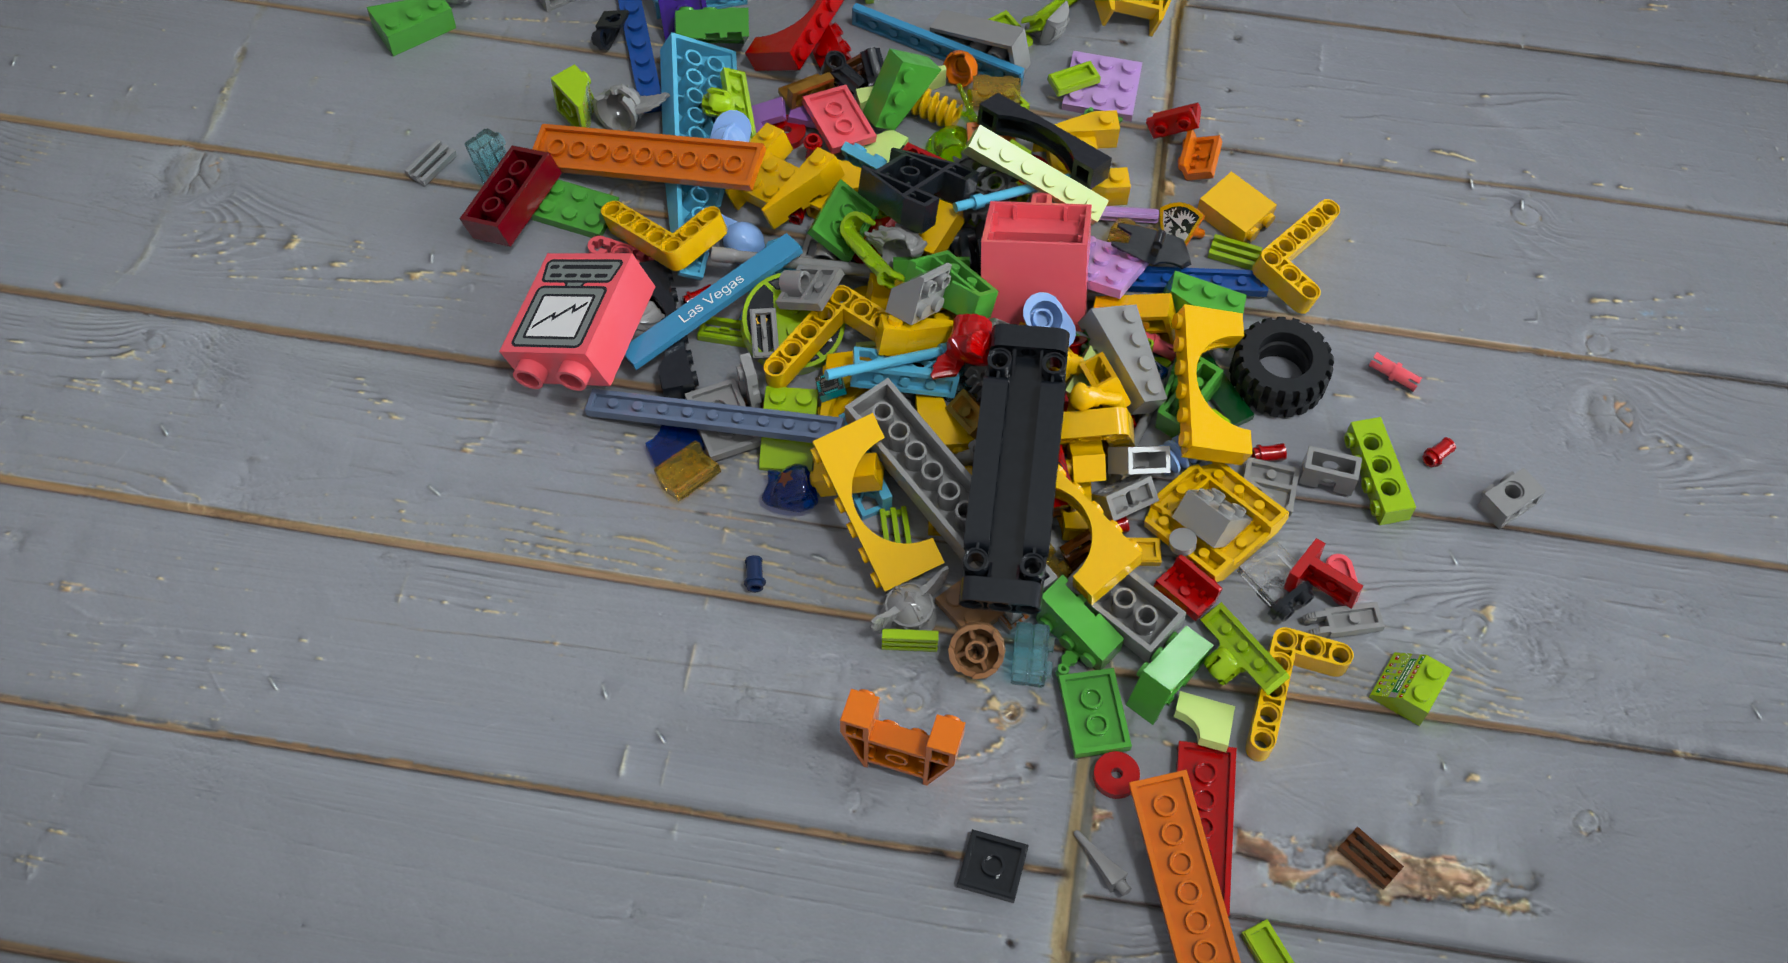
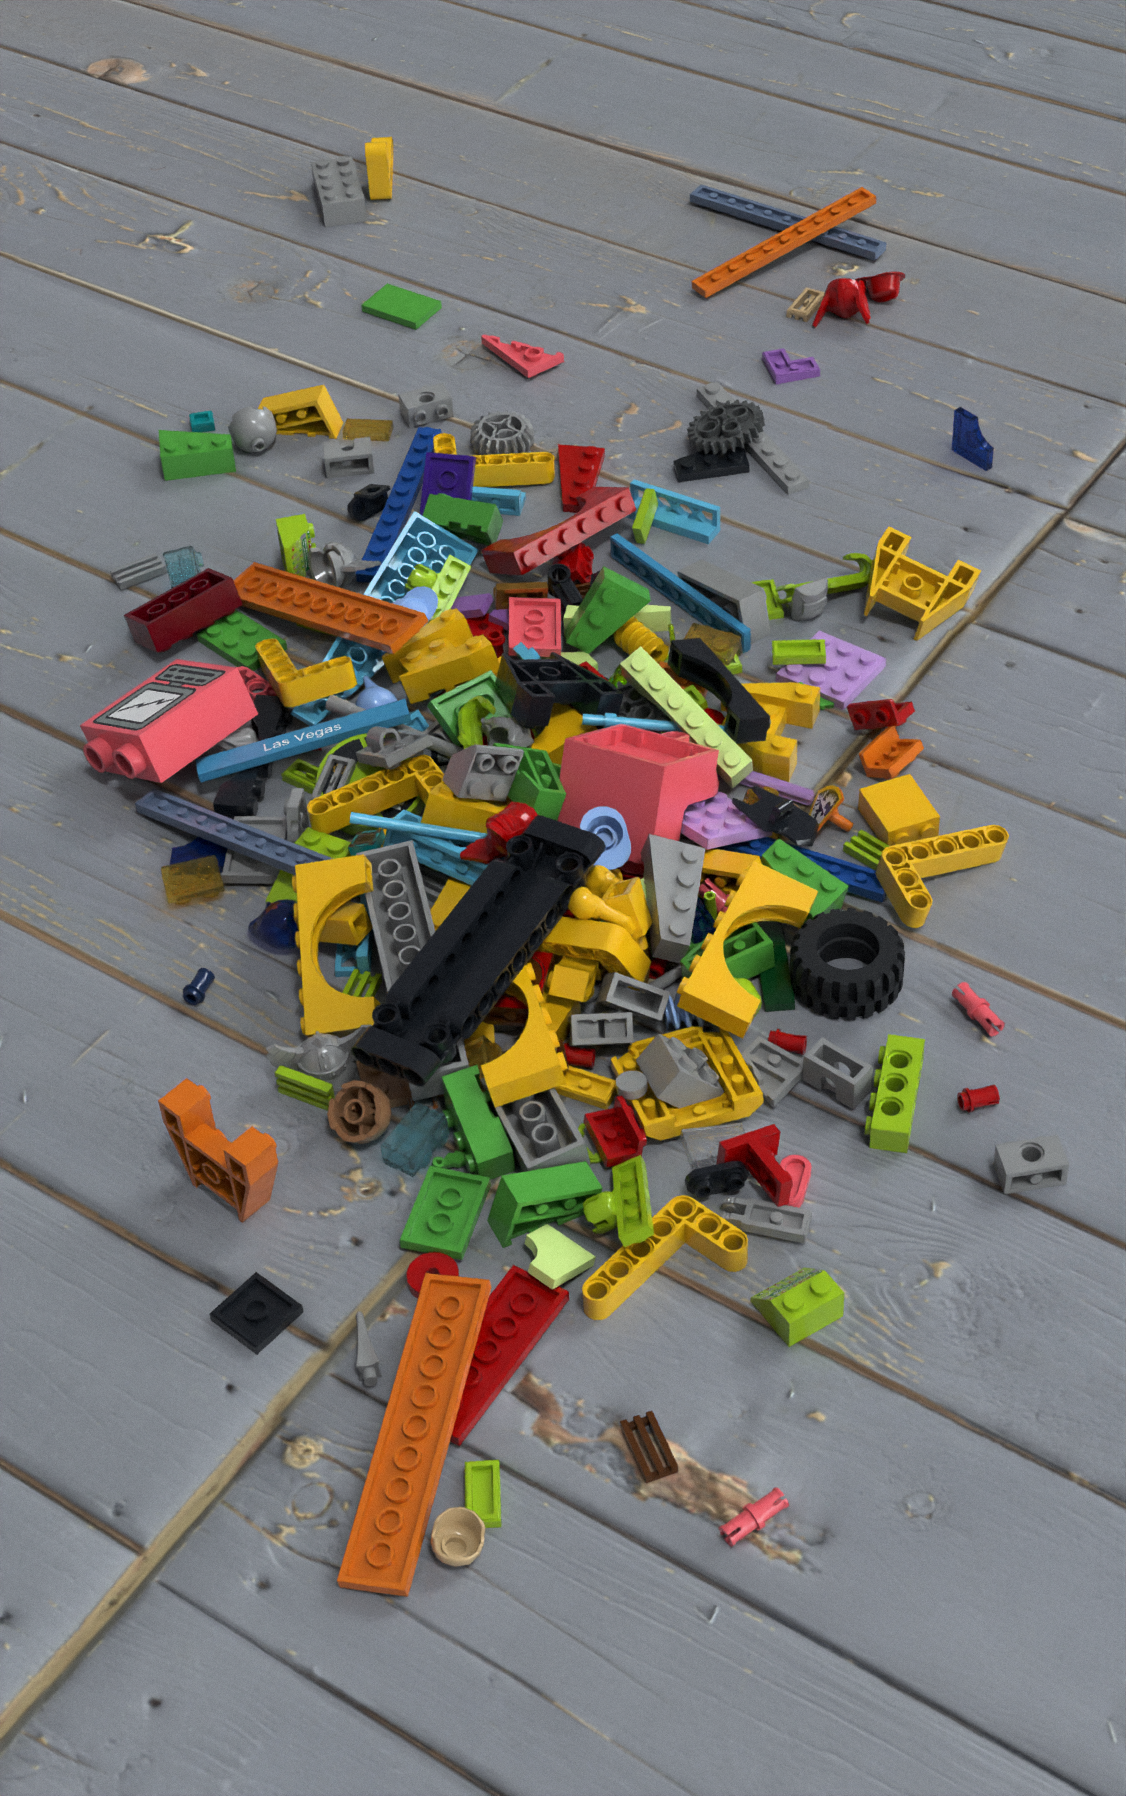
camera: 30 degrees right, 15 degrees down
(960, 67) = (686, 612): orange hair -> none
(1483, 886) = (753, 1516): none -> coral pin

